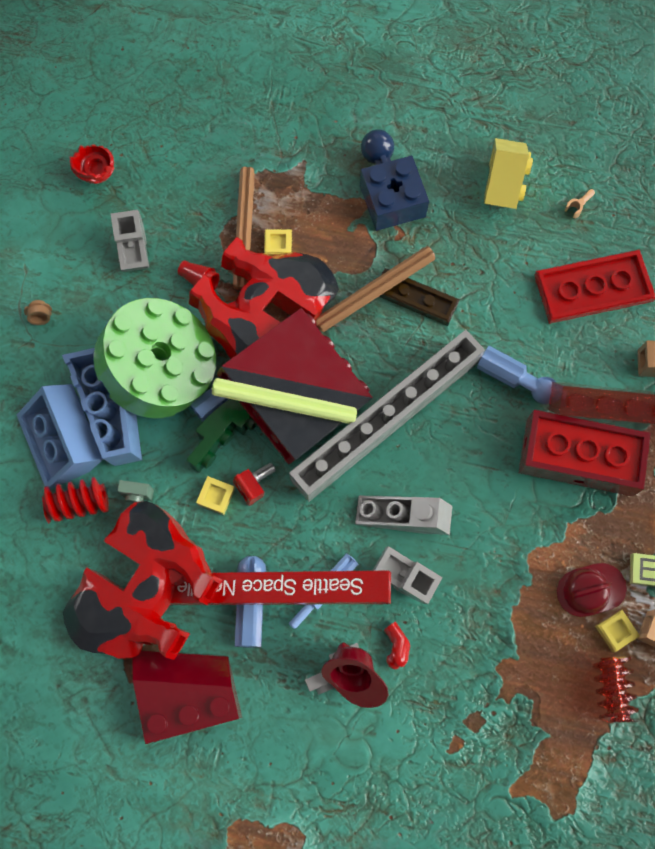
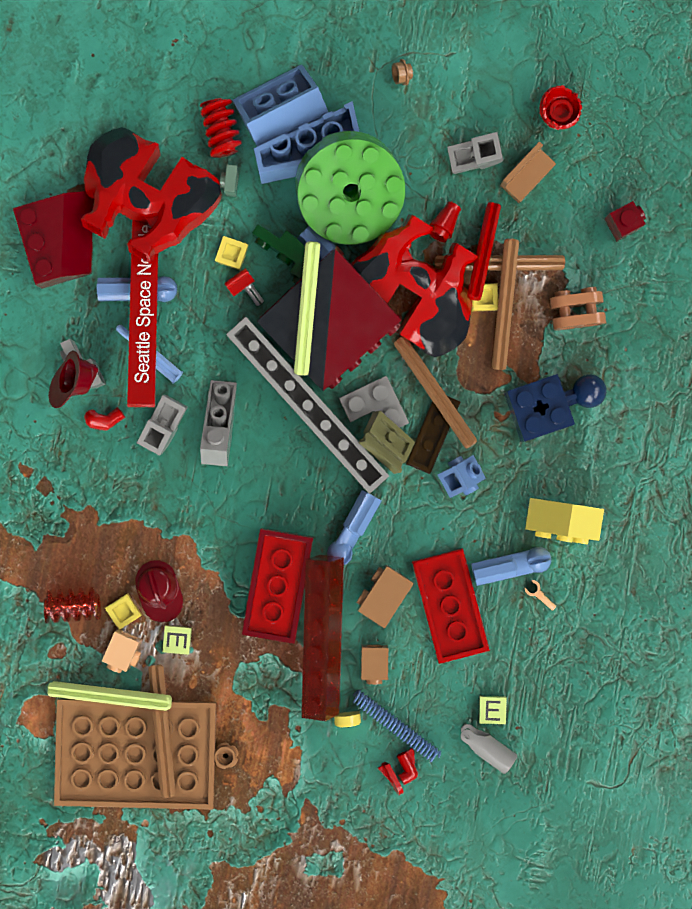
camera: 85 degrees right, 15 degrees up
(155, 198) = (528, 173): none -> medium nougat panel
(210, 111) = (625, 220): none -> dark red brick
(226, 236) = (484, 251): none -> red axle
(285, 167) = (565, 300): none -> nougat brick
(286, 220) = (505, 304): none -> medium nougat axle
(379, 351) = (374, 397): none -> light grey plate
(428, 335) = (386, 442): none -> olive plate
(463, 265) = (462, 476): none -> medium blue brick
(553, 226) = (511, 565): none -> medium blue piece
(590, 344) = (384, 596): none -> medium nougat brick

